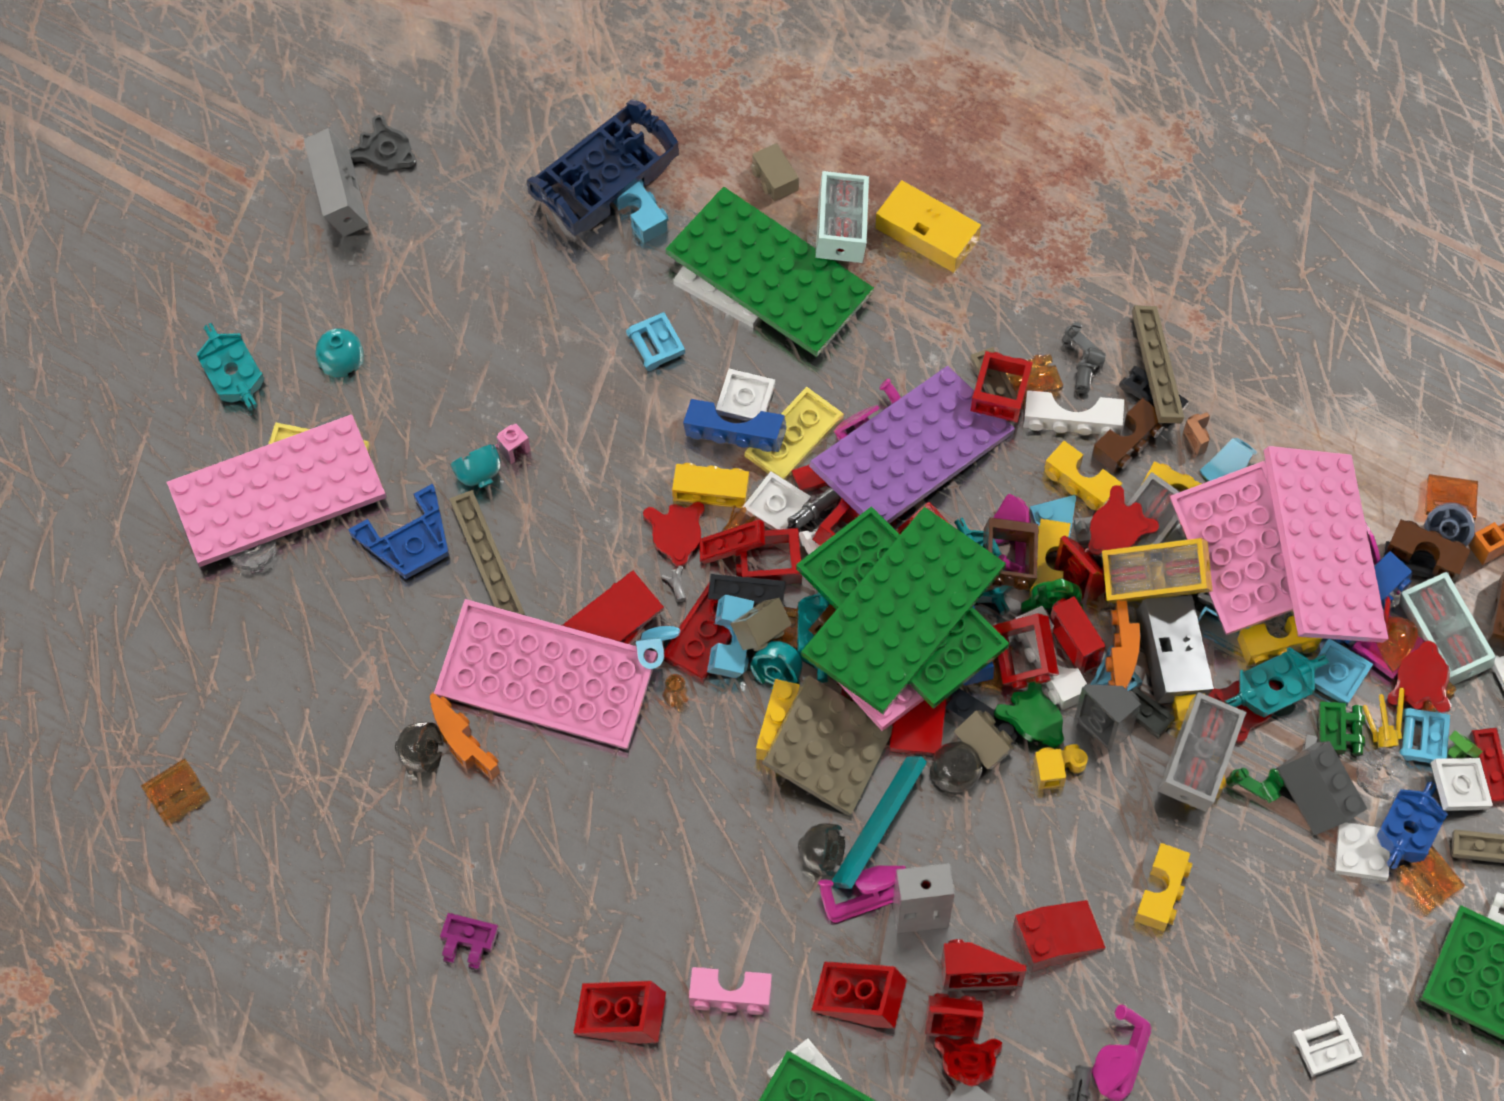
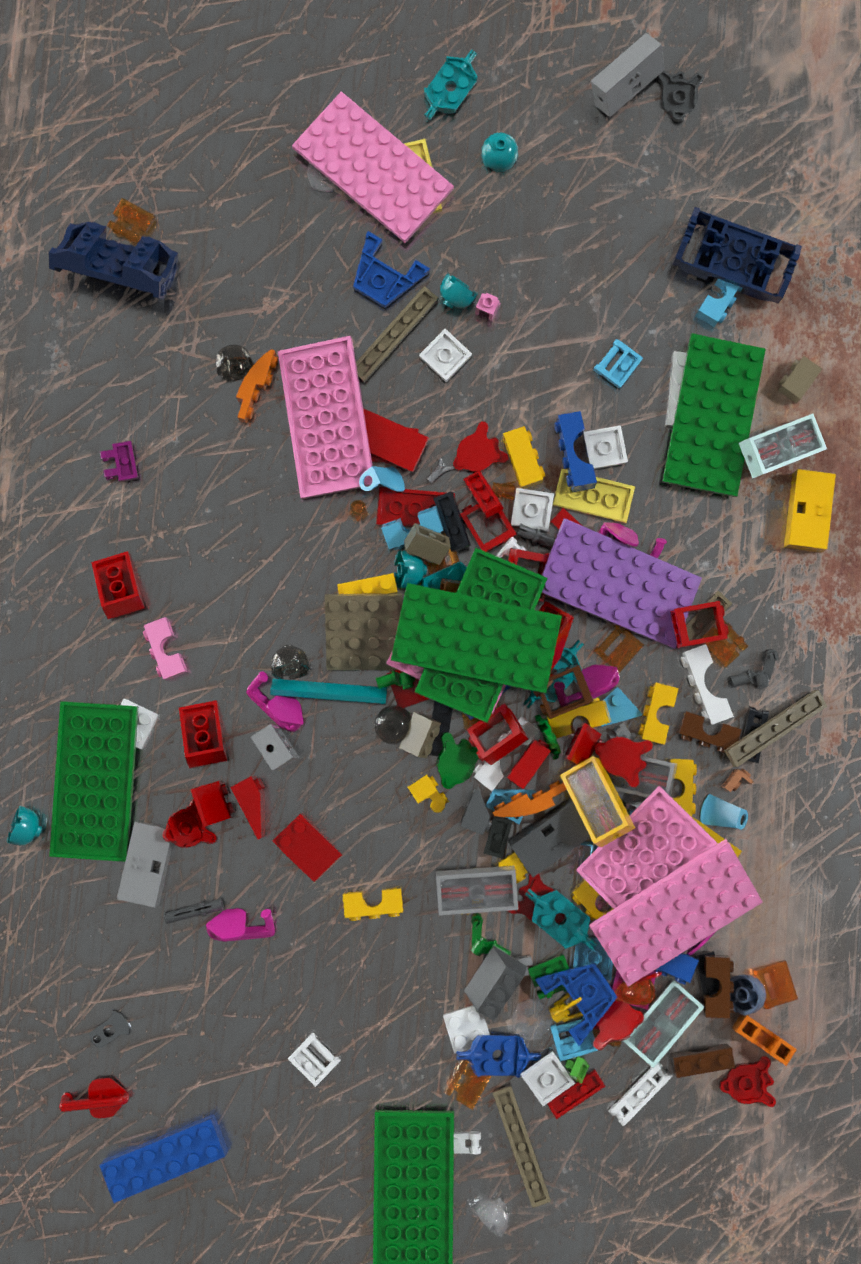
camera: 65 degrees right, 20 degrees up
(217, 825) = (91, 254): none -> dark blue piece
(543, 514) = (445, 355): none -> white plate
(908, 727) = (400, 679): none -> green pin
(991, 482) = (623, 652): none -> clear orange plate
(1361, 694) = (588, 984): none -> blue wing

